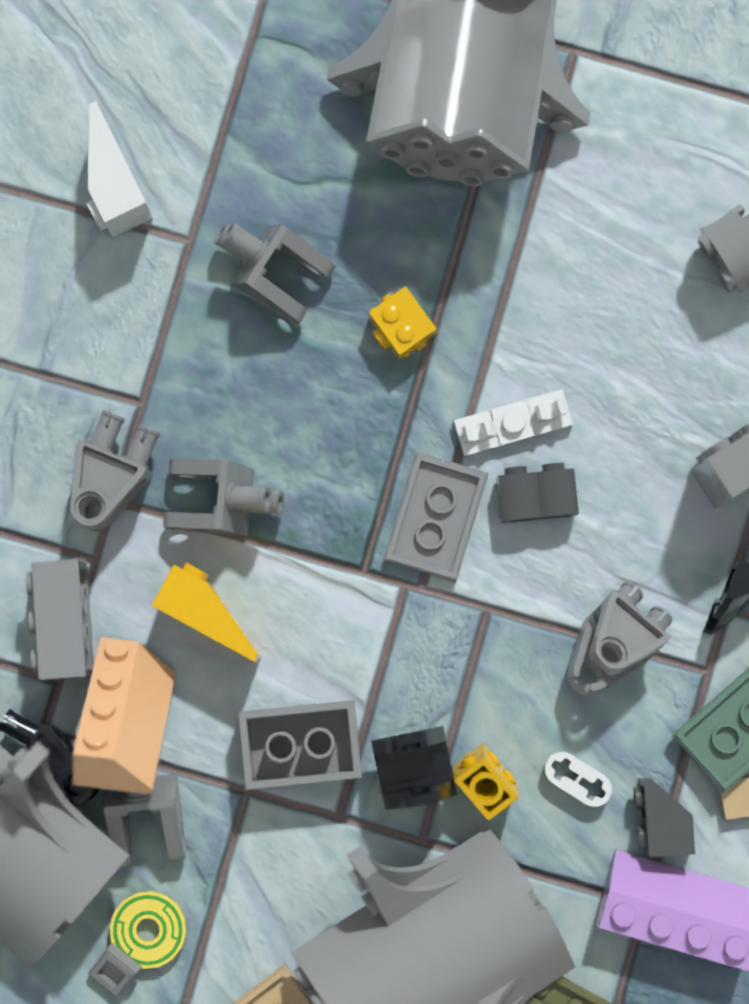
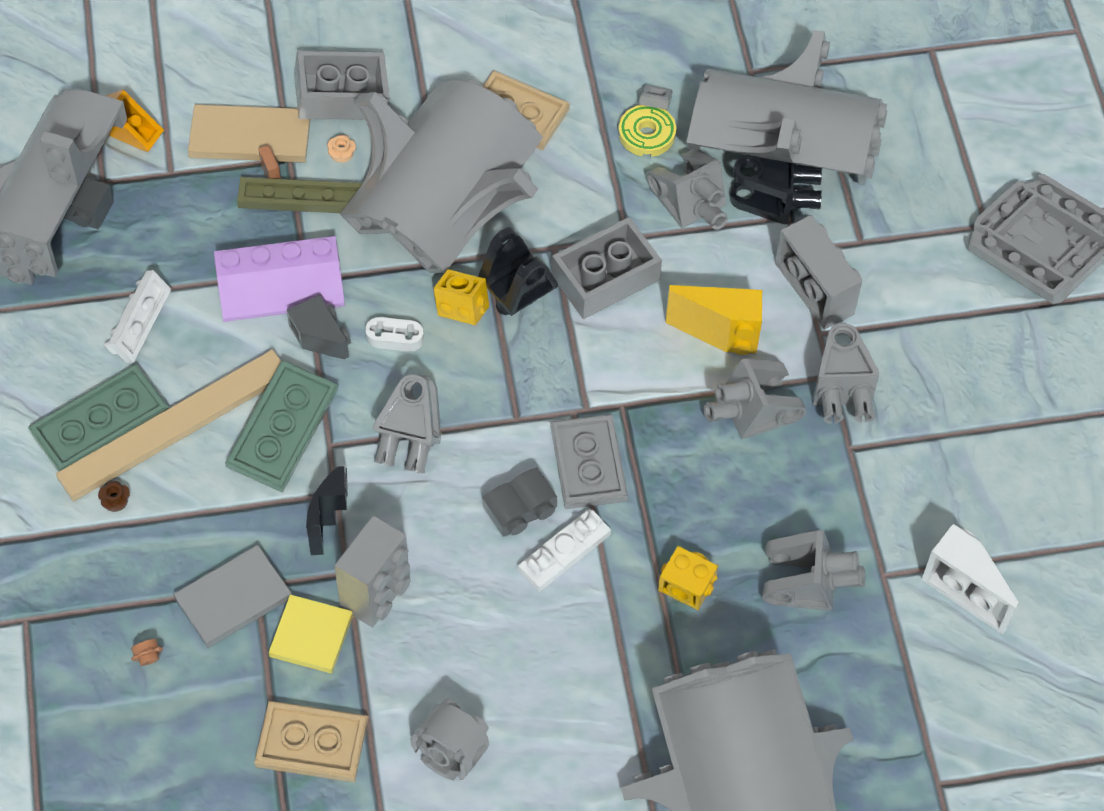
camera: 155 degrees right, 25 degrees down
(123, 718) = (739, 221): light nougat slope -> none

